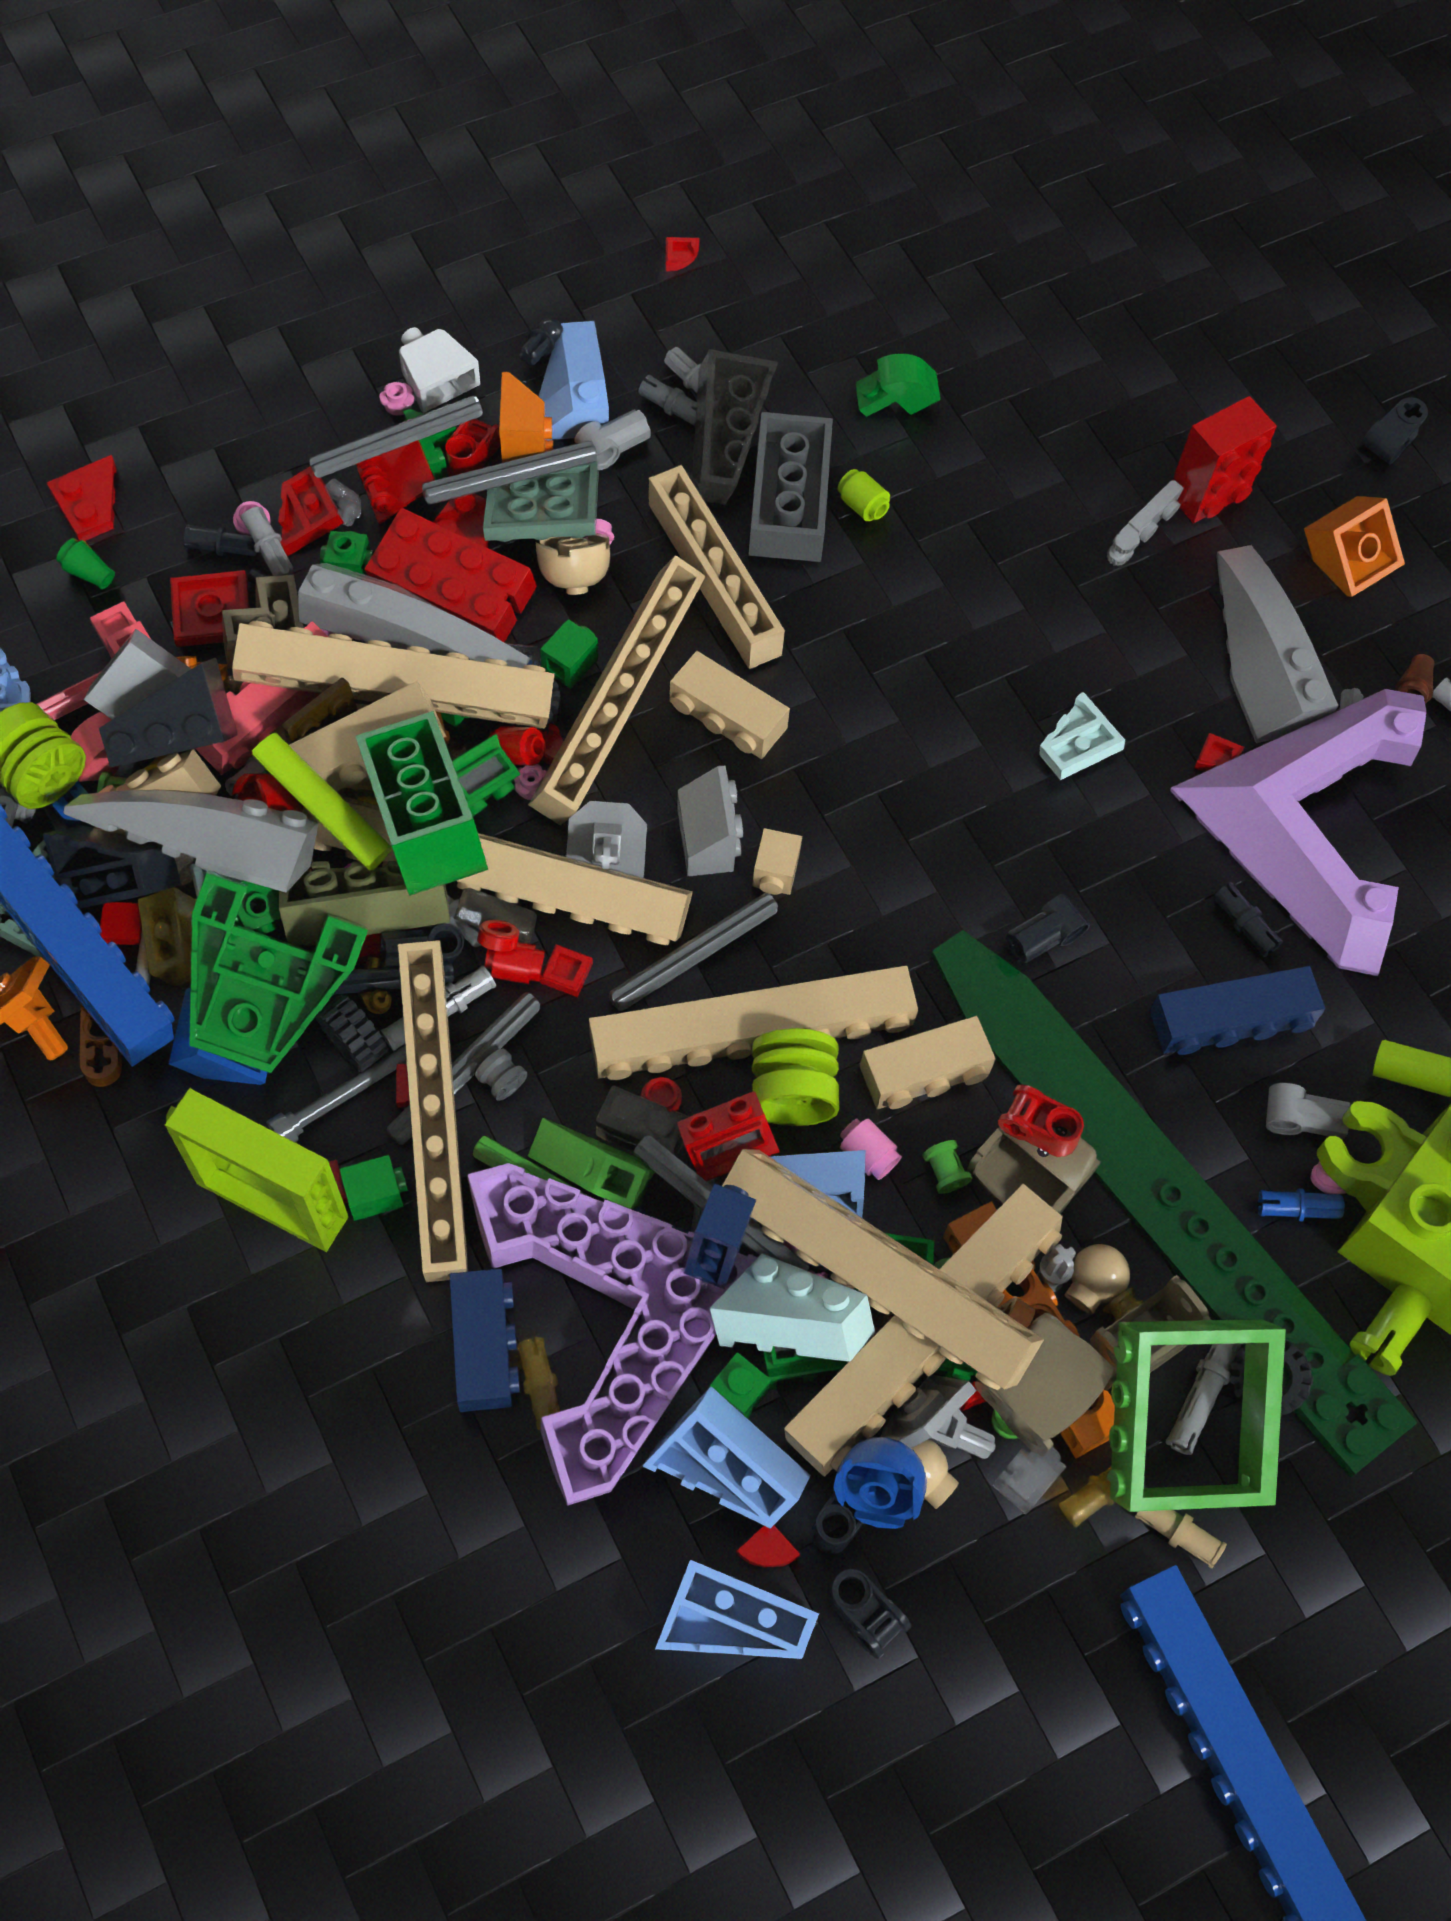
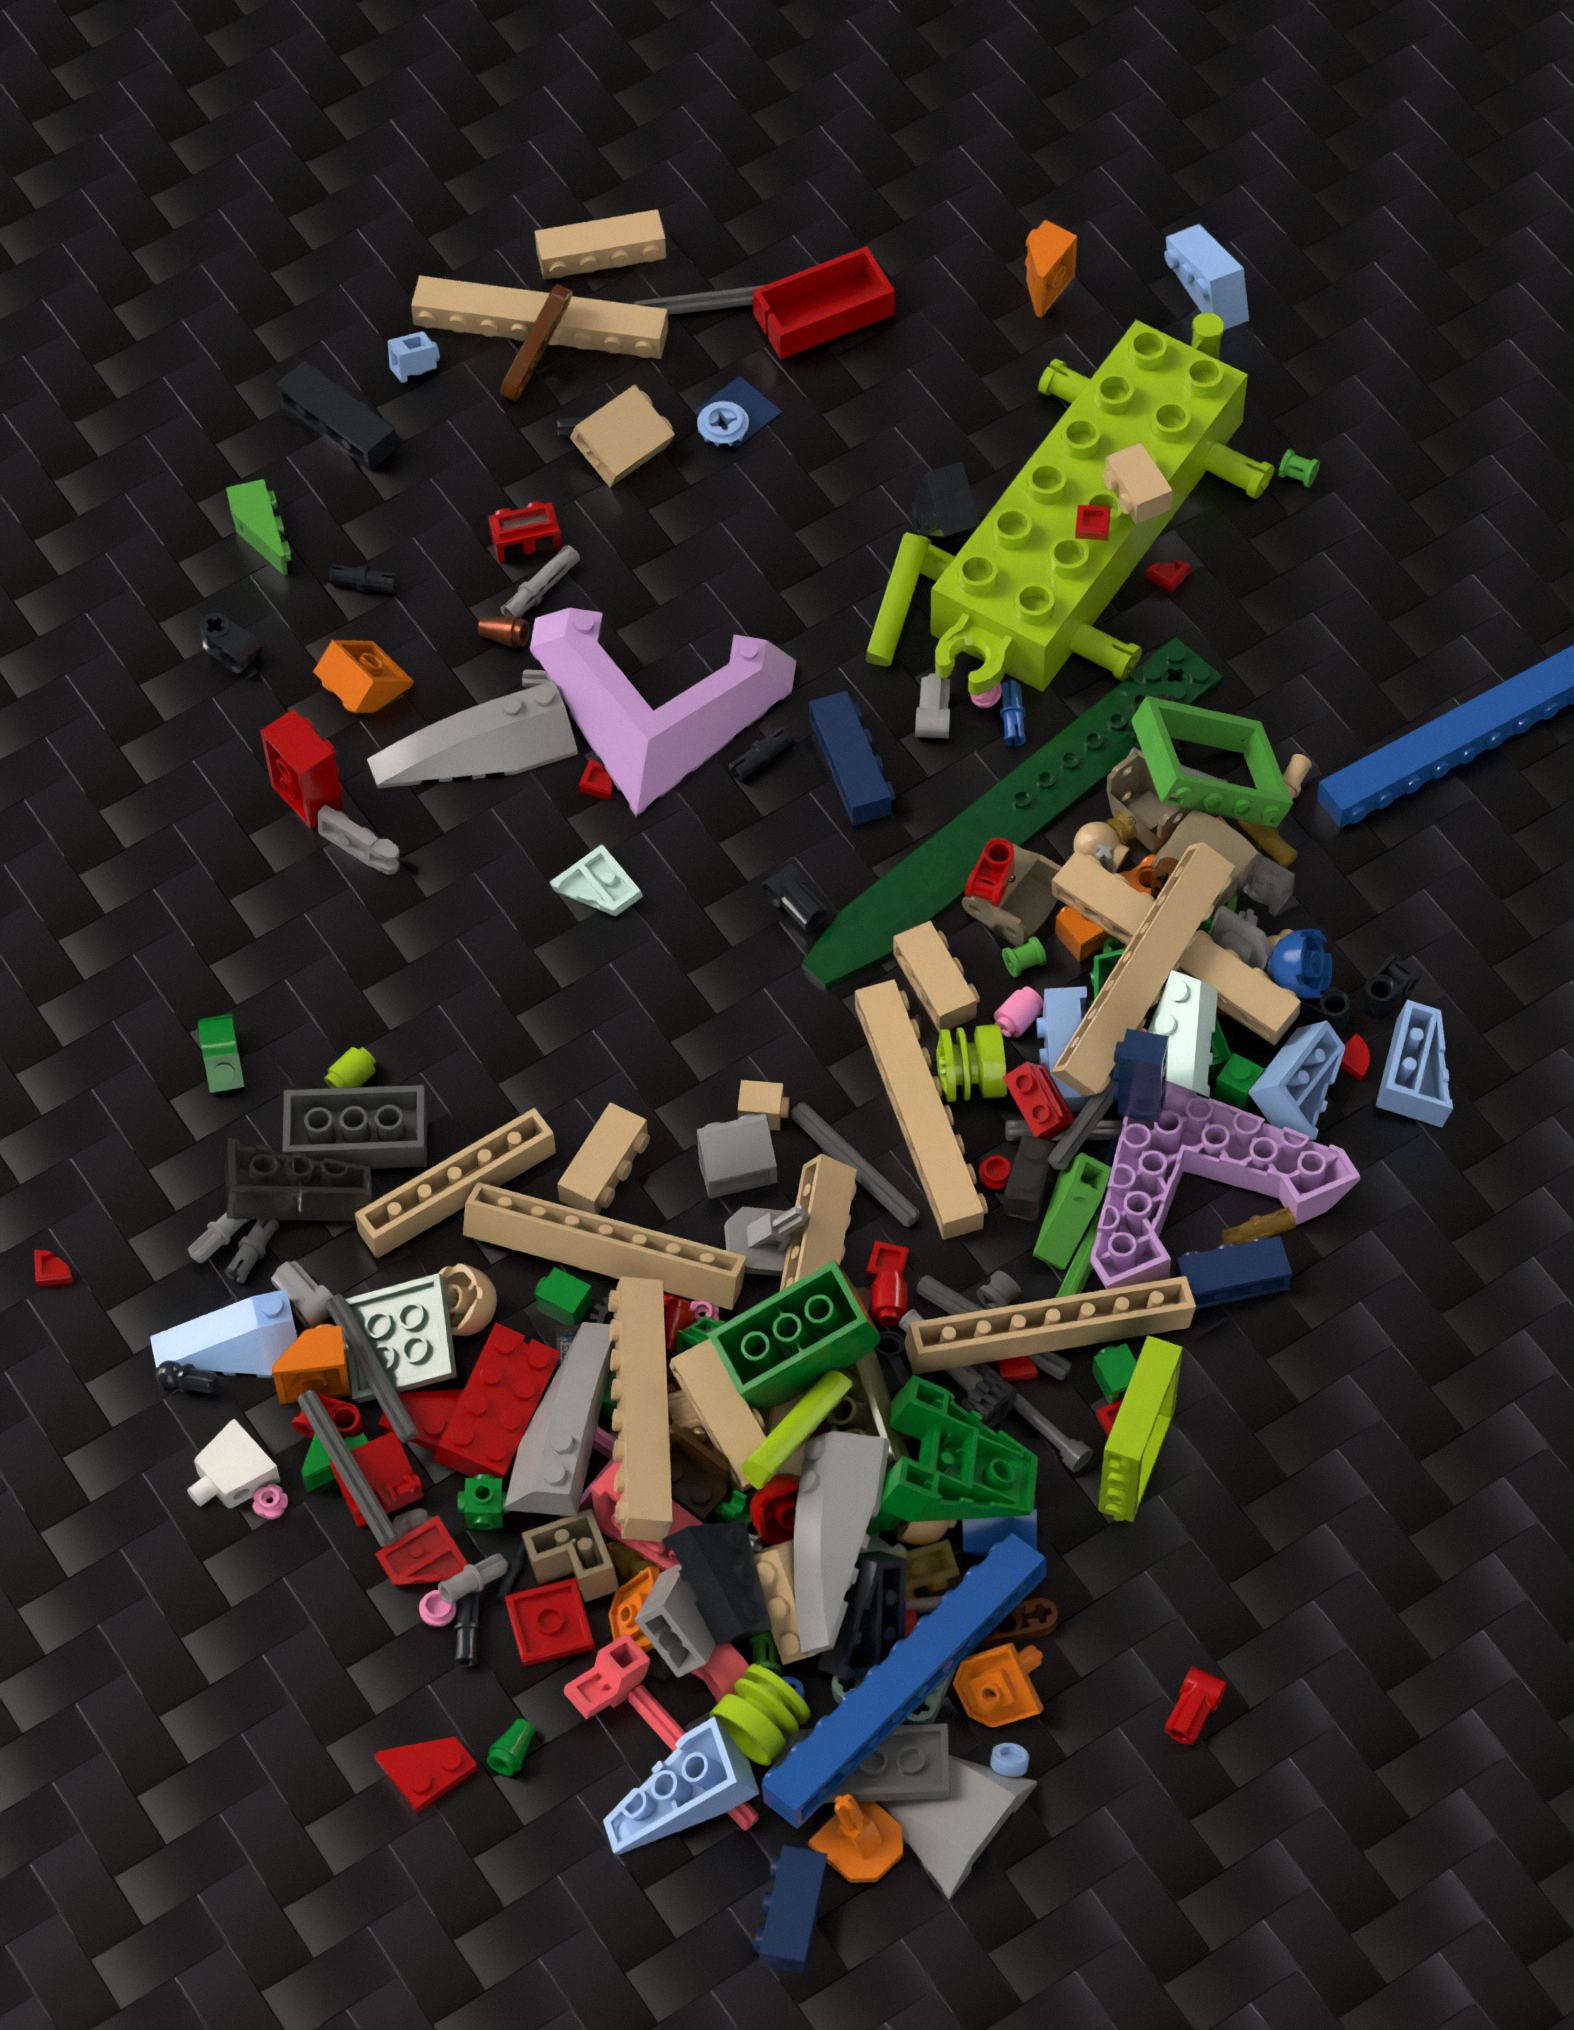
camera: 90 degrees left, 5 degrees down
(498, 935) = (878, 1301): red tile -> none

